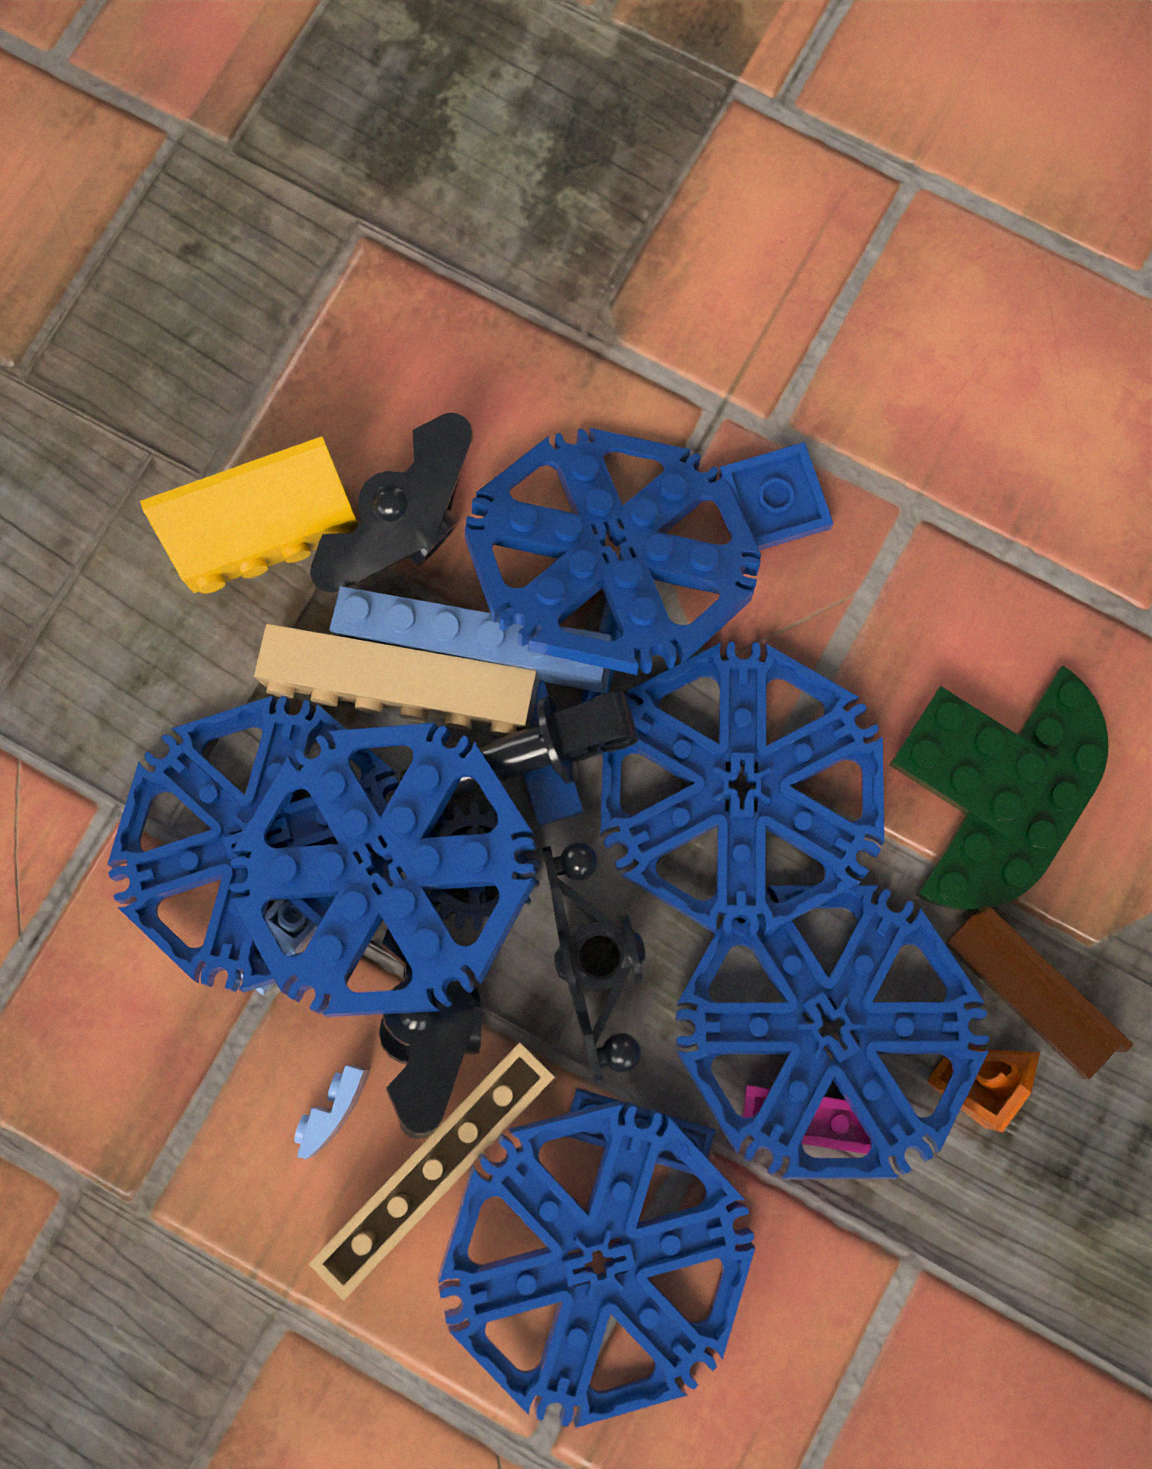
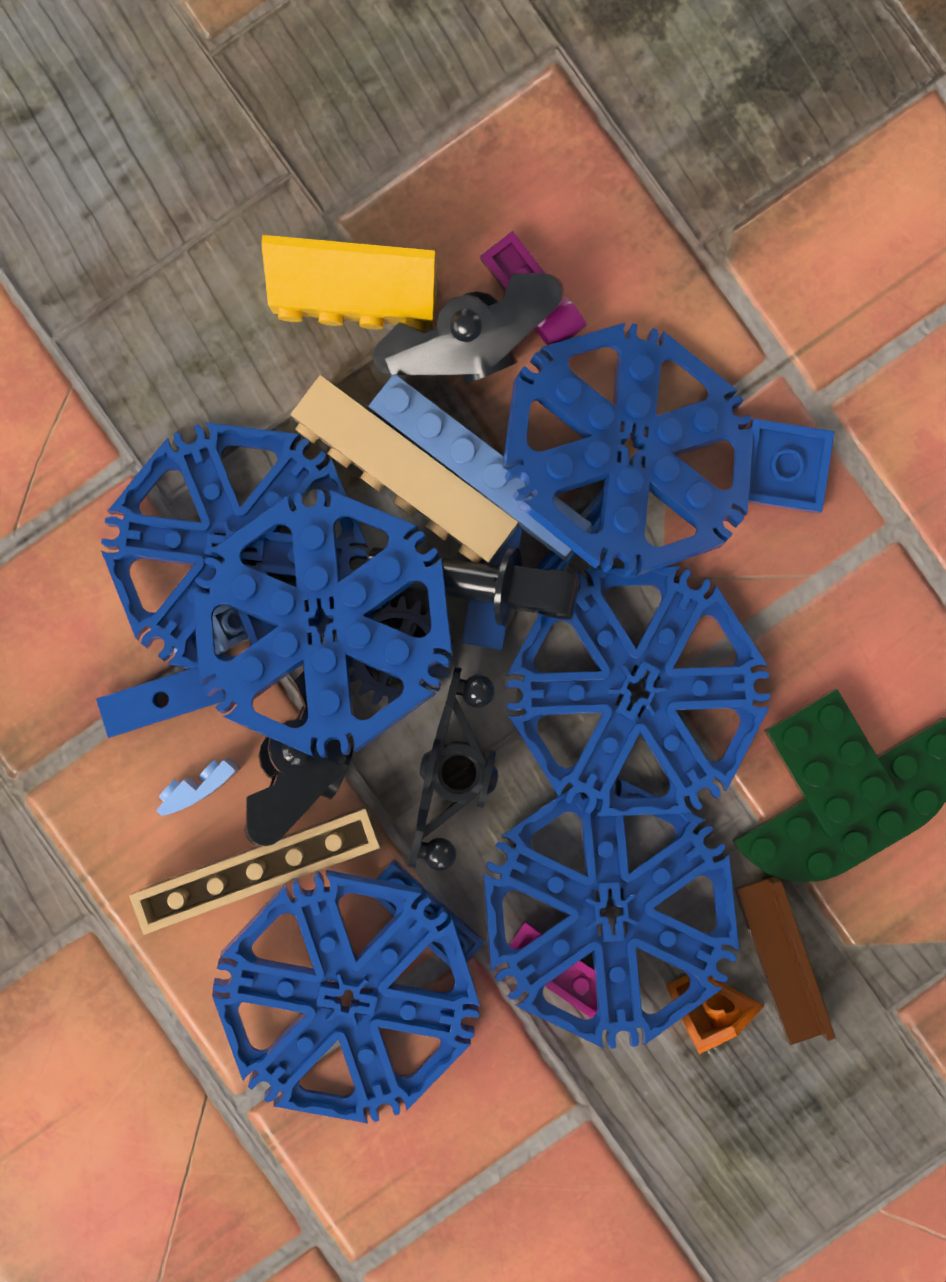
camera: 25 degrees right, 10 degrees up
(231, 1055) = (139, 705): none -> blue tile
(482, 464) = (512, 257): none -> magenta plate

